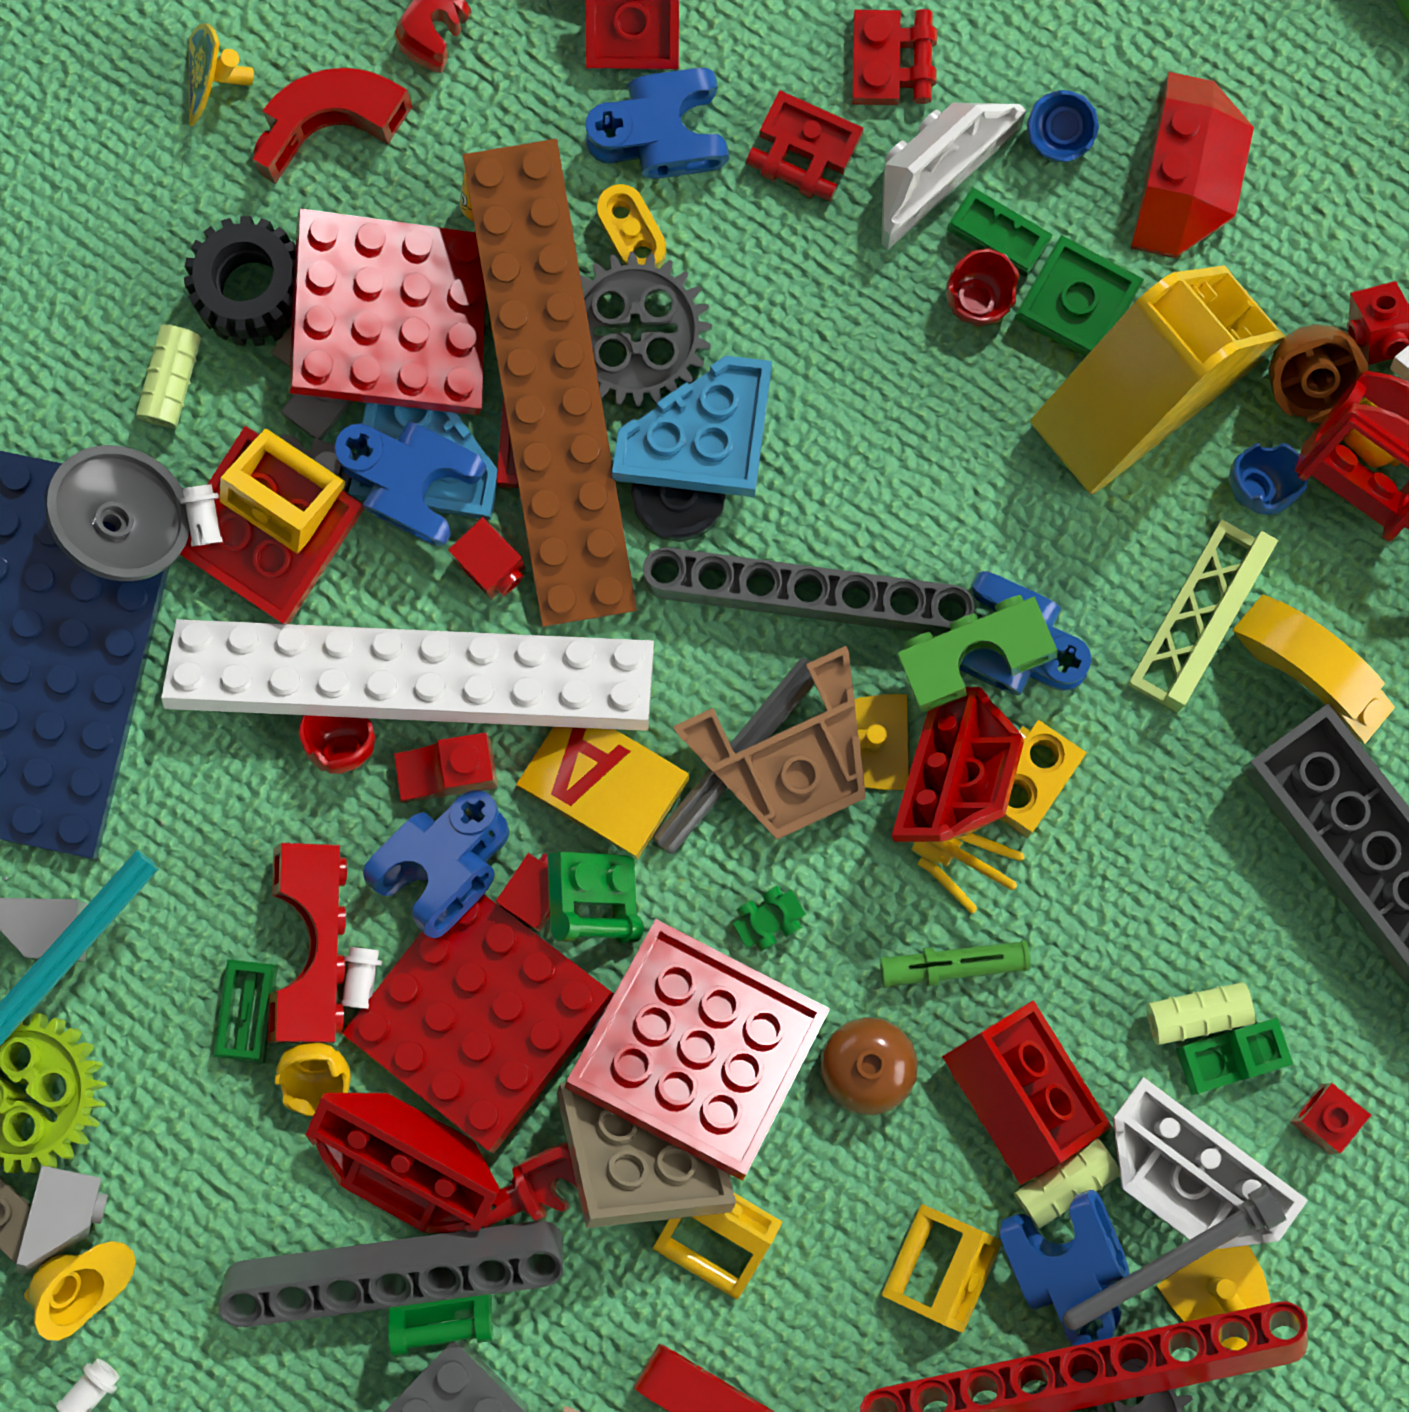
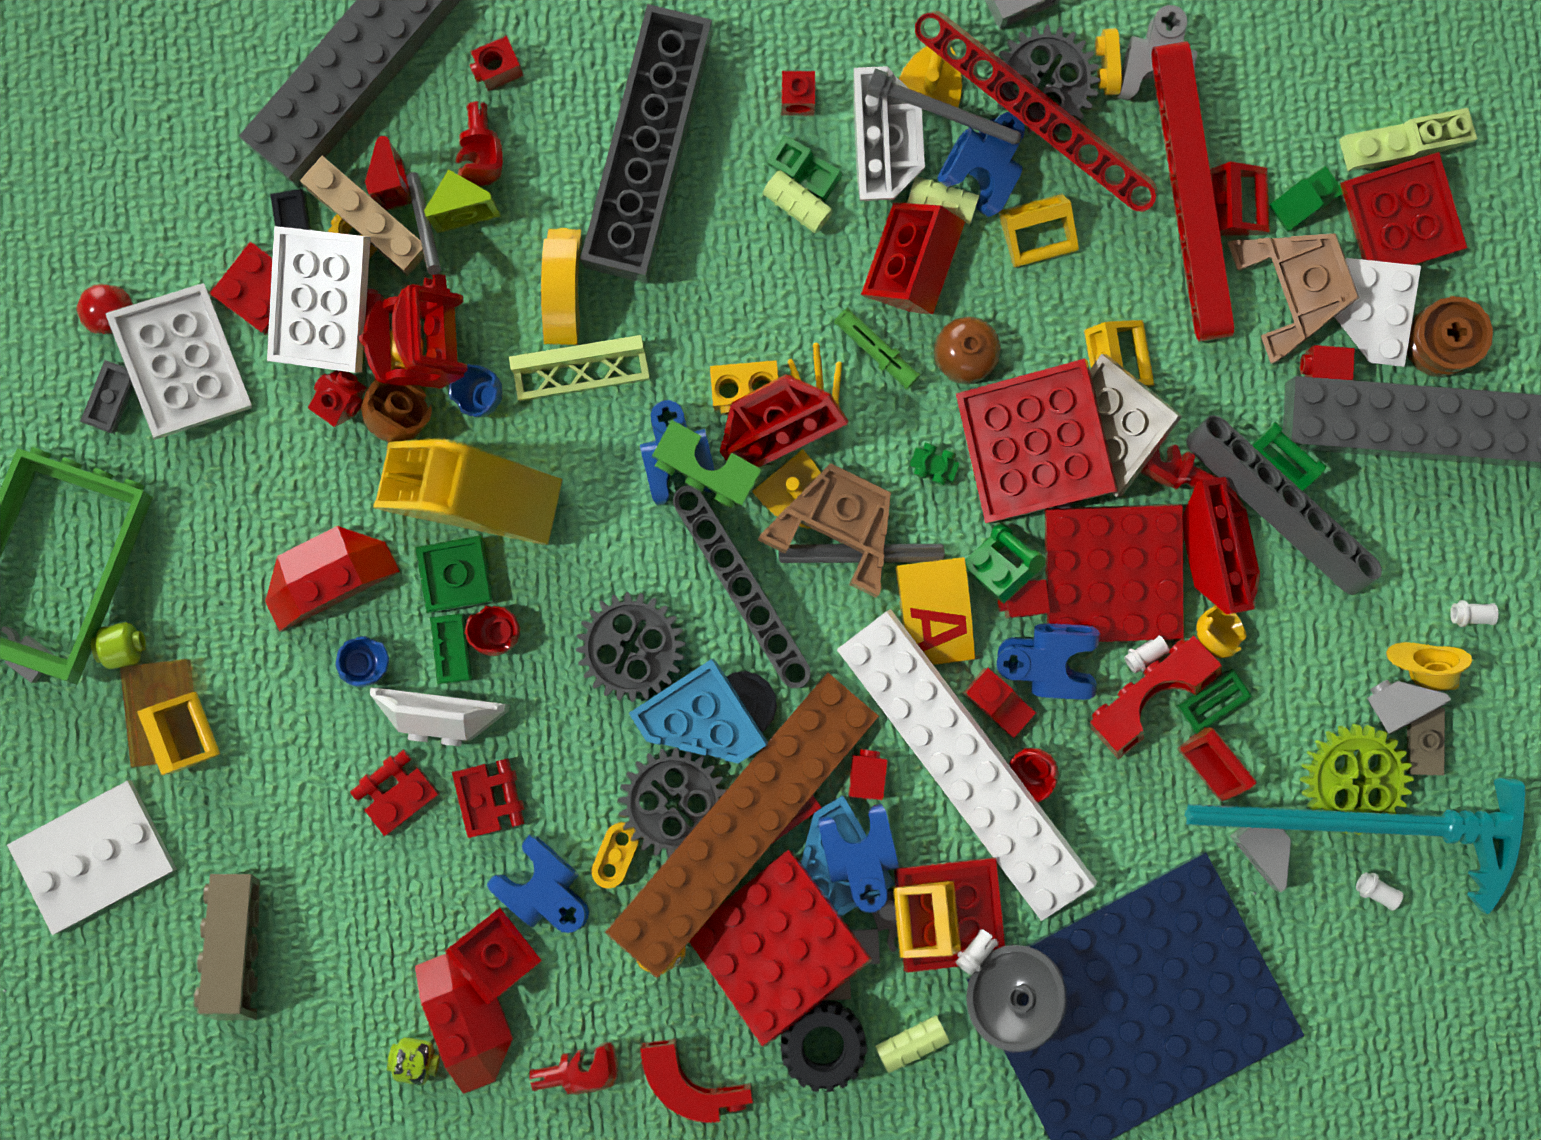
camera: 130 degrees left, 5 degrees up
(175, 949) = (1216, 764): none -> red tile
(803, 435) = (603, 633): none -> dark grey gear

